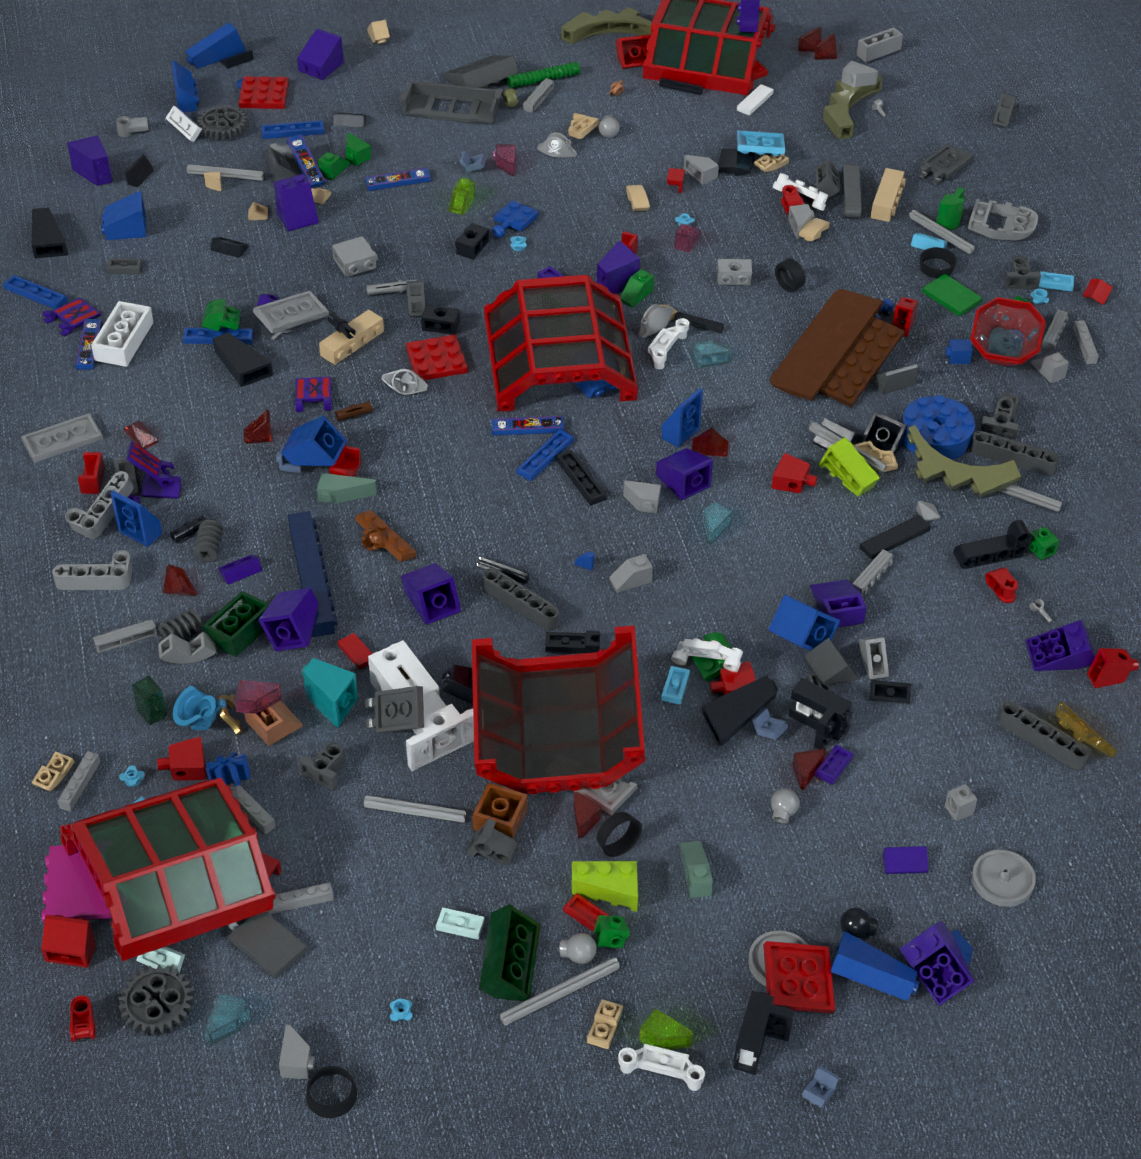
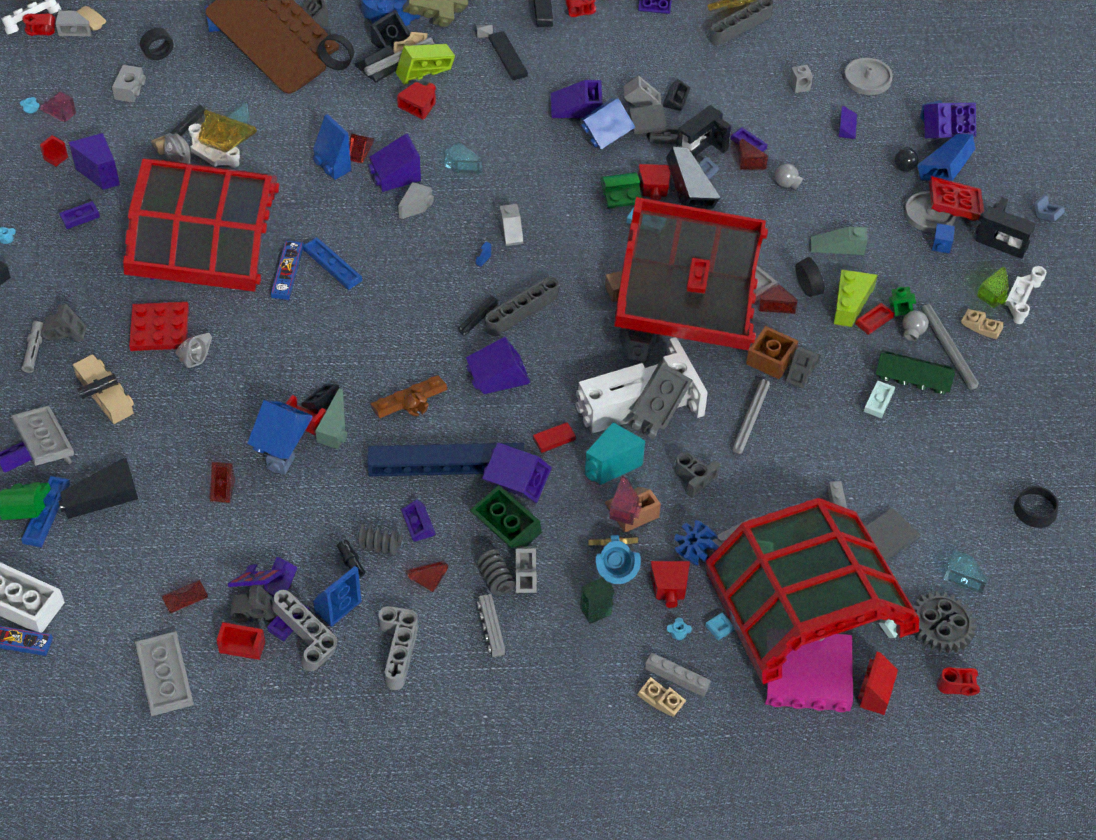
camera: 80 degrees left, 5 degrees up
(295, 1056) = (1003, 525): light grey slope -> none
(313, 390) = (172, 434): dark purple flag -> none
(353, 411) = (218, 402): reddish brown pin -> none
(363, 471) = (321, 398): none -> black slope
(400, 1004) = (963, 447): medium azure plate -> none
(440, 319) = (105, 312): black brick -> none
(573, 642) = (582, 279): black plate -> none
(578, 722) = (698, 275): none -> red plate
(581, 477) = (371, 242): black tile -> none
(637, 288) = (123, 154): green slope -> none
(679, 339) = (223, 132): none -> clear yellow wing
(708, 650) = (630, 177): white plate -> none
(732, 971) = (943, 238): none -> blue brick
(830, 397) = (328, 60): none -> black tyre
(873, 572) = (545, 76): light grey piece -> none

